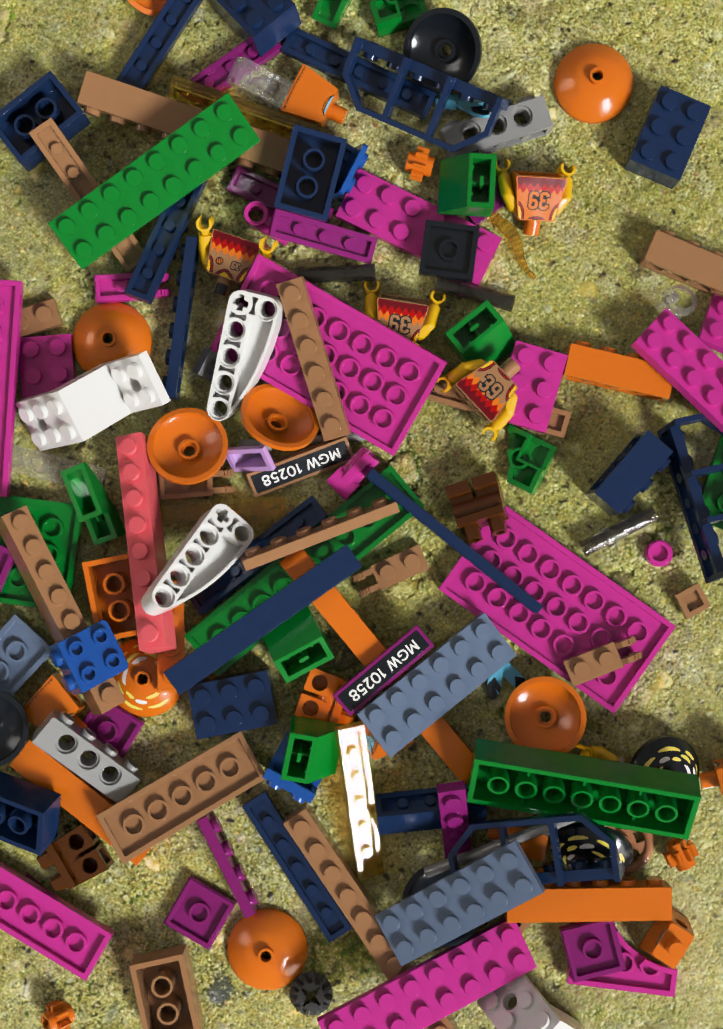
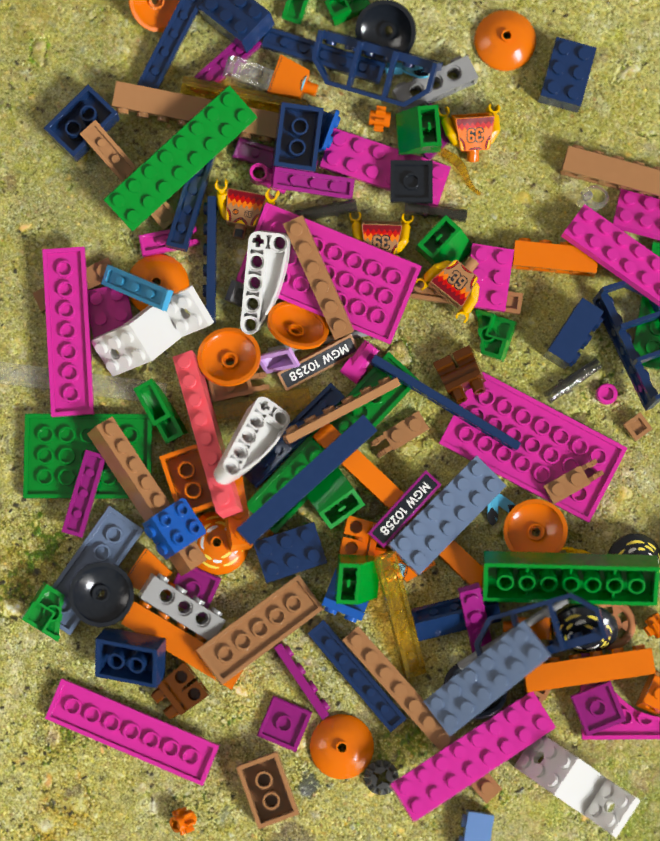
camera: 15 degrees left, 5 degrees down
(80, 343) = (137, 287): none -> dark azure plate

